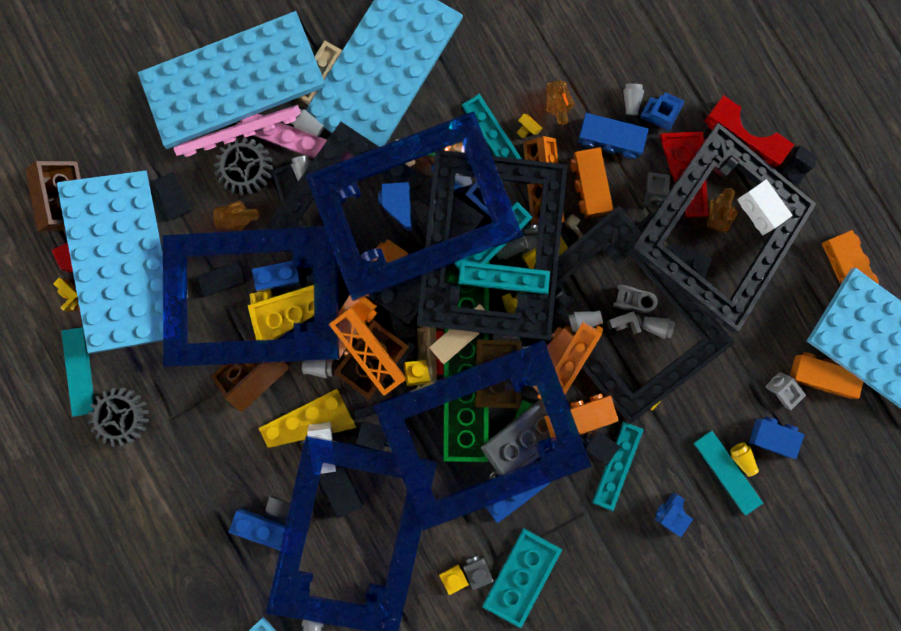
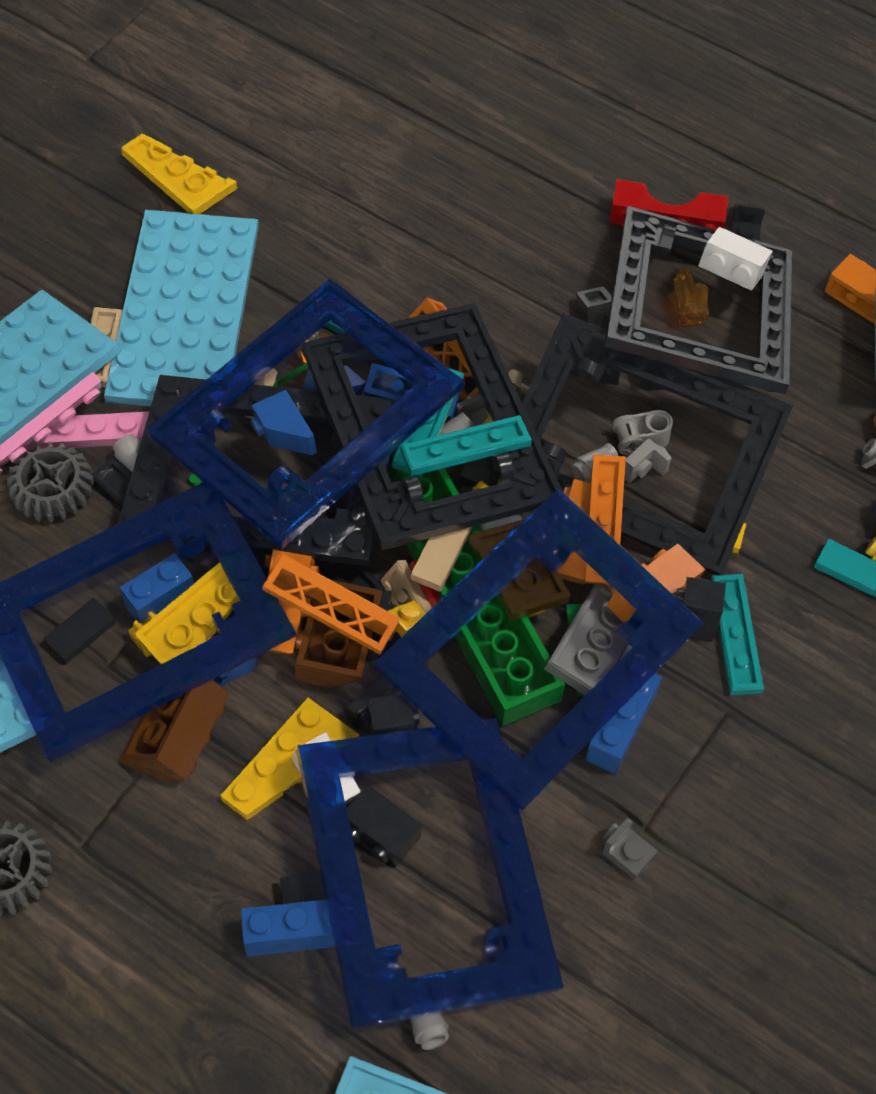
camera: 25 degrees left, 25 degrees down
(234, 216) = (63, 537): clear orange rock -> none
(307, 123) = (115, 401): light grey cone -> none
(320, 368) = (270, 680): light grey cone -> none
(453, 579) = (601, 876): yellow plate -> none
(522, 578) = (693, 832): teal tile -> none
(529, 125) = (402, 298): yellow tile -> none
(559, 100) = (423, 259): clear orange rock -> none
(591, 183) = (514, 327): orange brick -> none
(612, 136) = (510, 271): blue brick -> none
(633, 96) = (511, 225): light grey cone -> none
(659, 326) = (690, 449): light grey cone -> none
(662, 110) = (555, 225): blue brick -> none
(673, 515) = (844, 657): blue brick -> none
(679, 150) = (599, 259): red wing -> none

